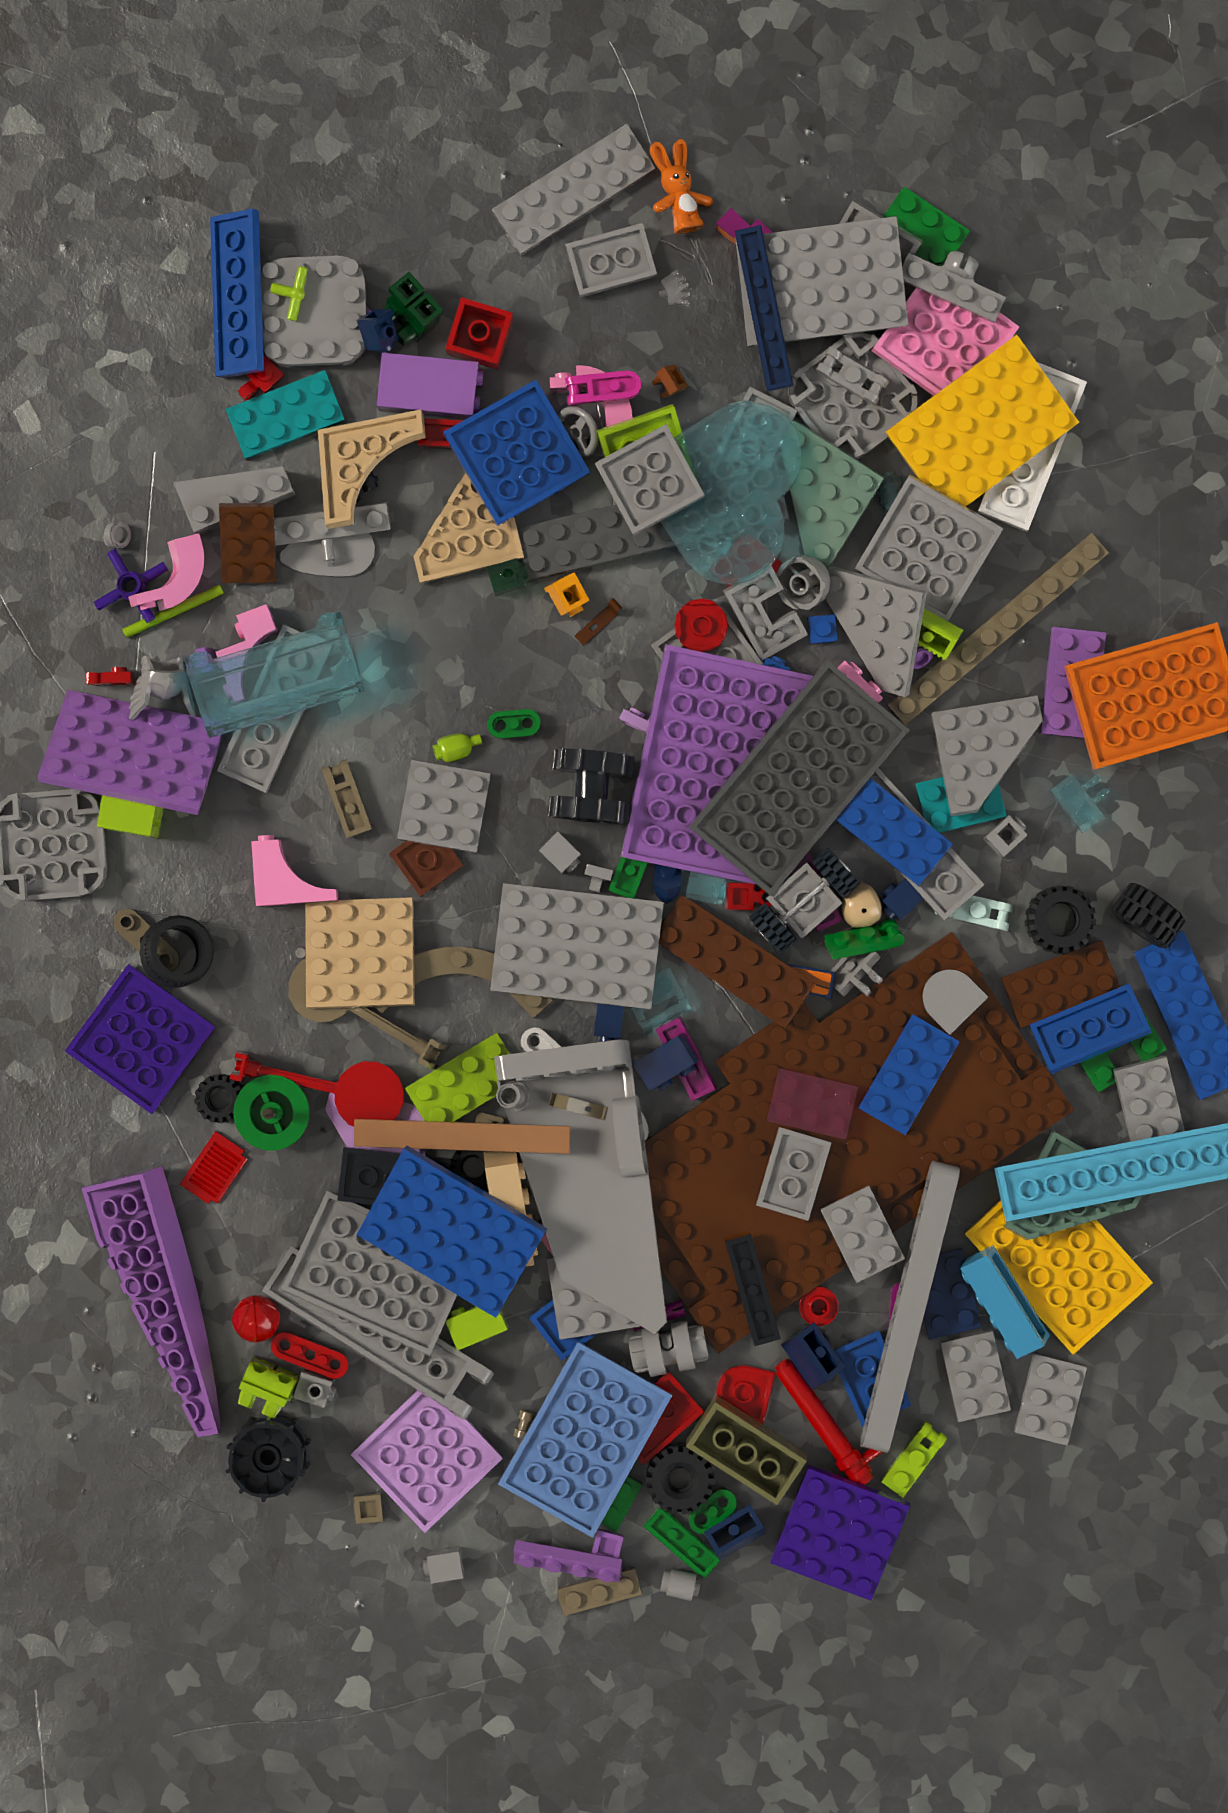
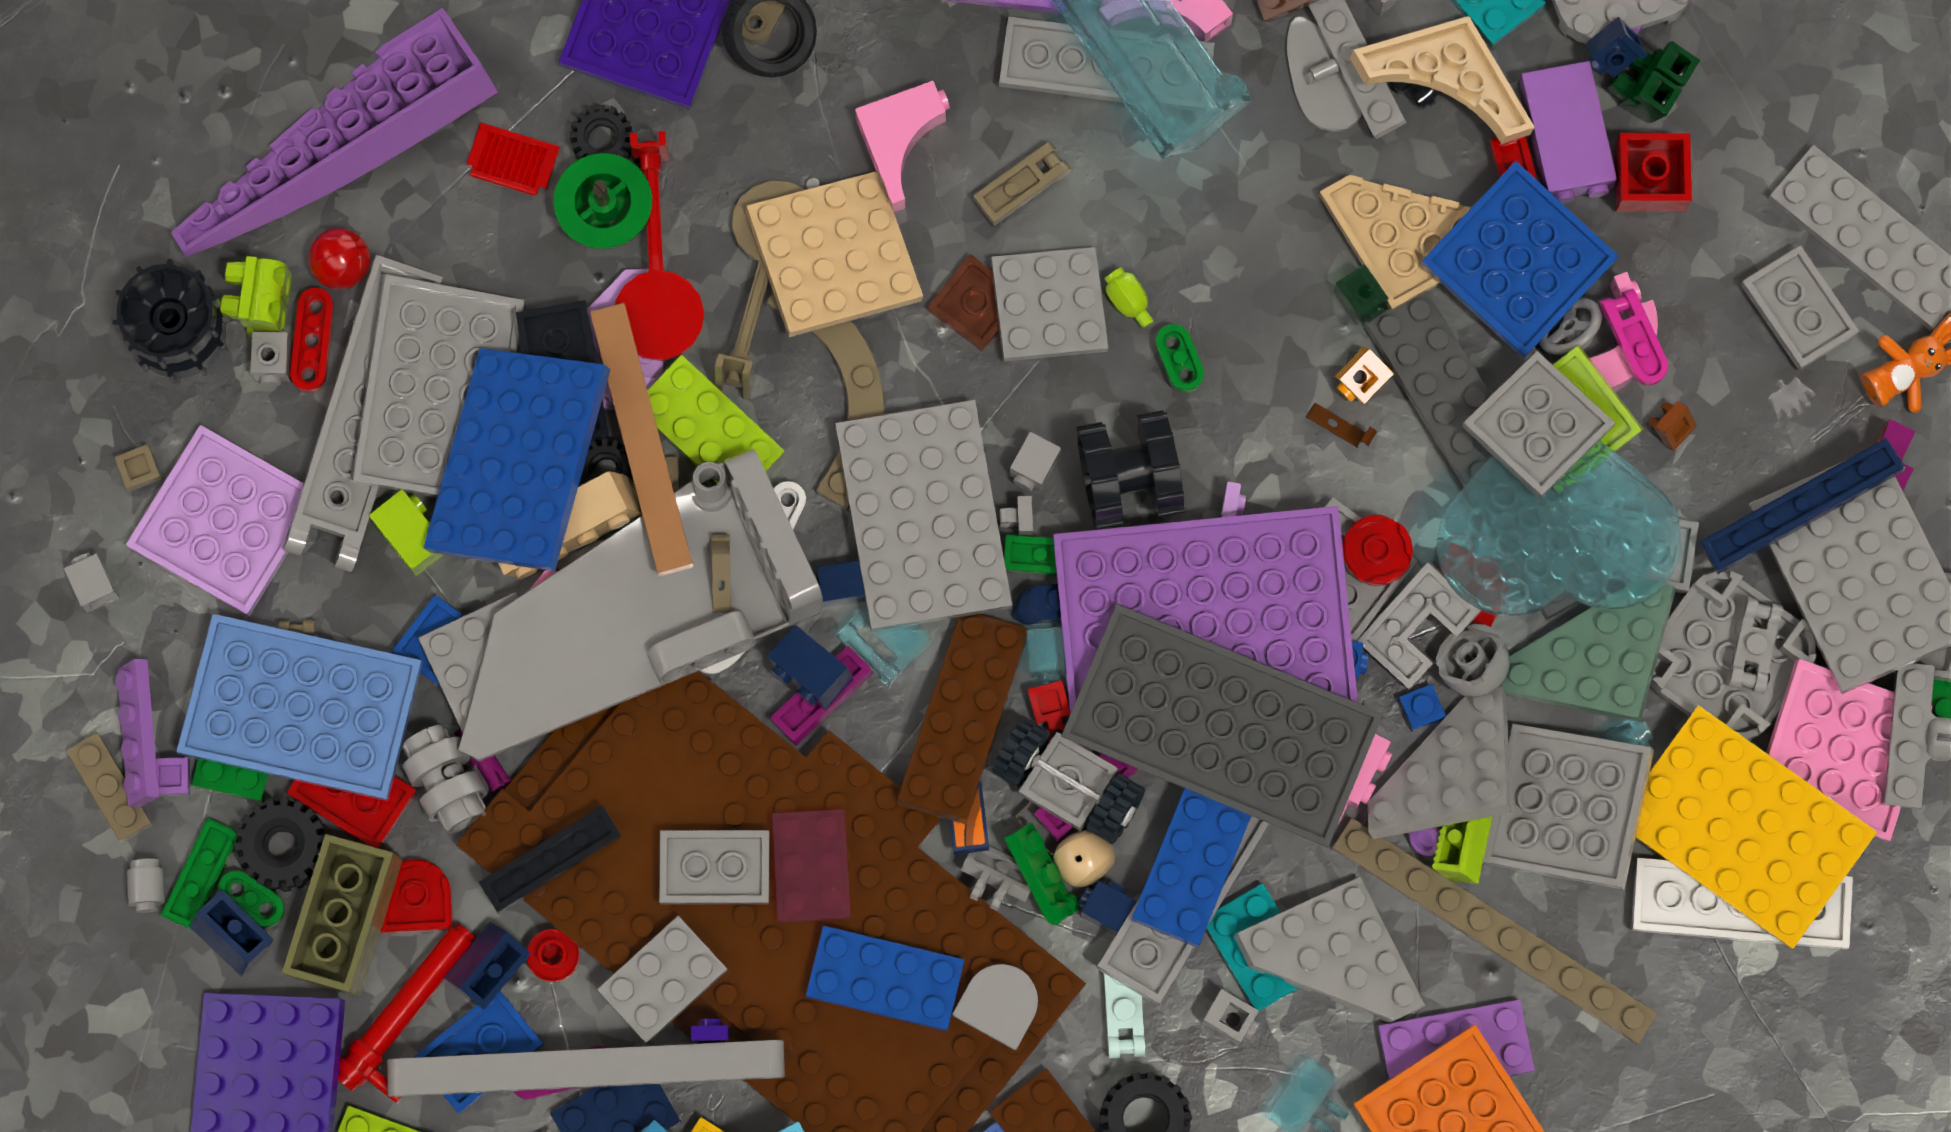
camera: 70 degrees right, 10 degrees down
(911, 1211) = (710, 1032): none -> dark purple plate

